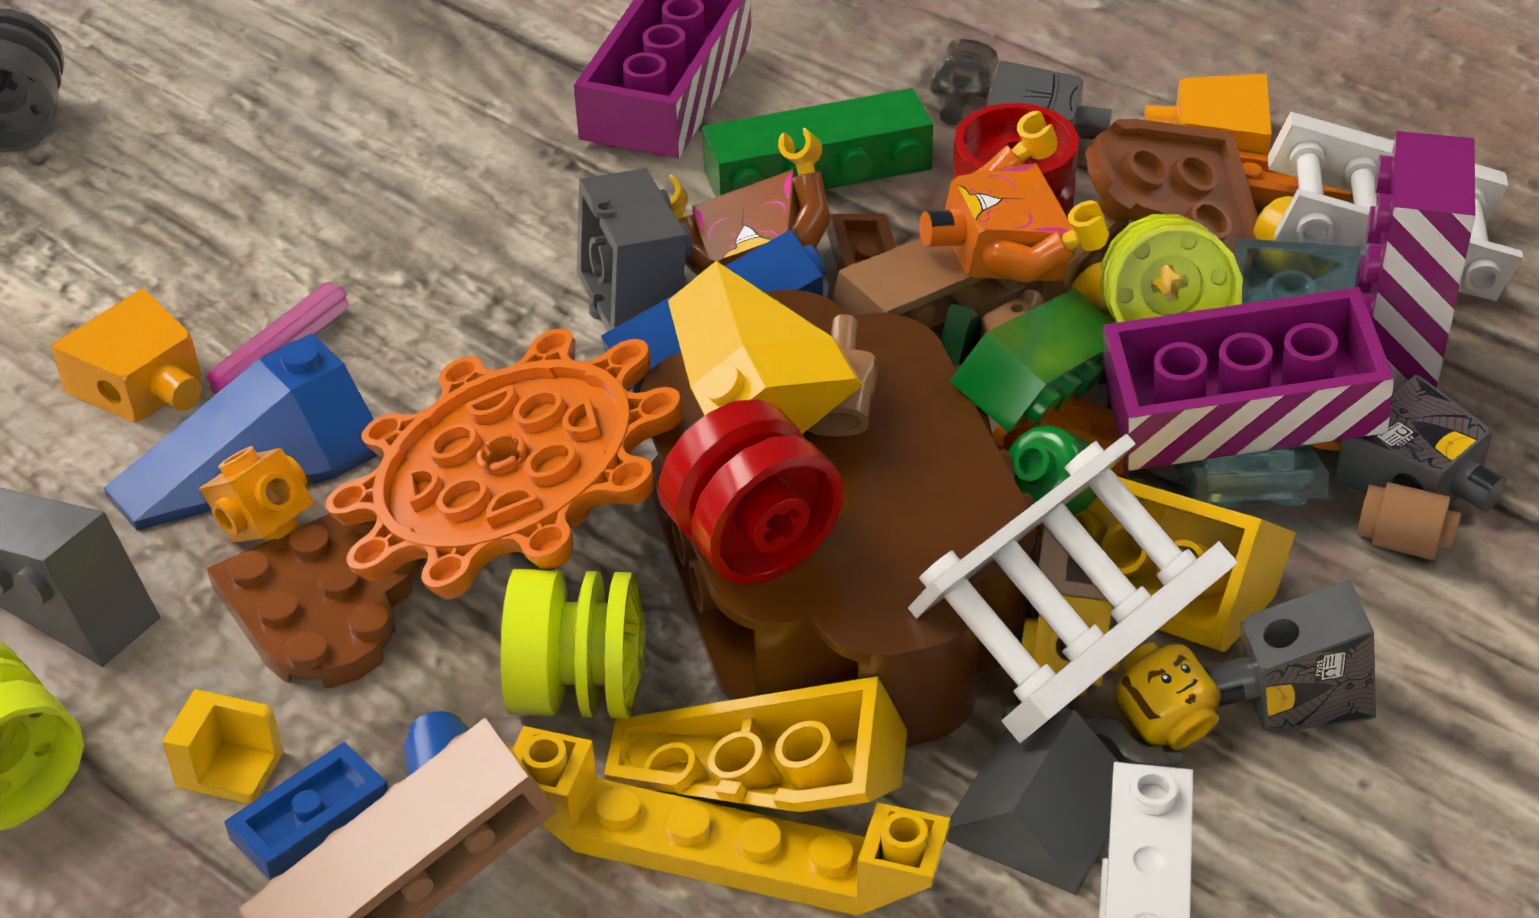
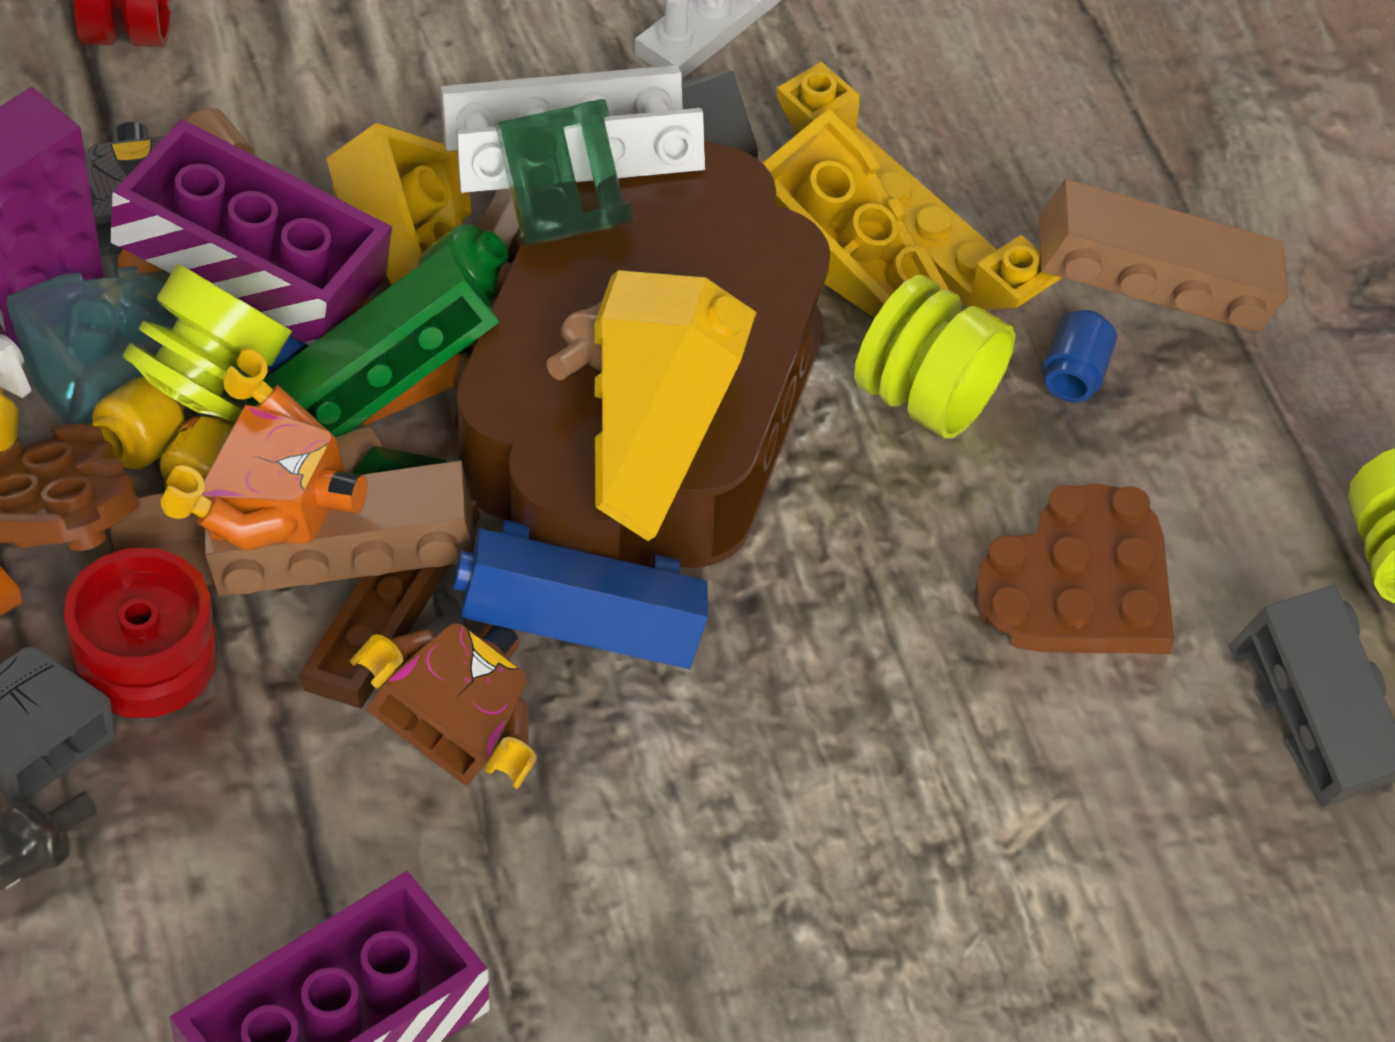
camera: 150 degrees left, 10 degrees up
(130, 360) = (1138, 920): light orange torso -> none
(223, 746) = (1234, 471): yellow panel -> none
(258, 495) = (1102, 656): light orange brick -> none
(286, 400) = (1052, 765): blue wedge -> none
(304, 318) = (975, 887): dark pink axle -> none
(305, 810) = (1195, 381): blue plate -> none
(505, 462) = (932, 451): orange plate -> none
(628, 245) = (597, 718): dark grey brick -> none
(750, 491) = (775, 235): red wheel -> none
(858, 137) = (275, 808): green brick -> none
(1009, 473) = (544, 177): none -> clear green plate
(1305, 662) = (411, 65): dark grey torso -> none

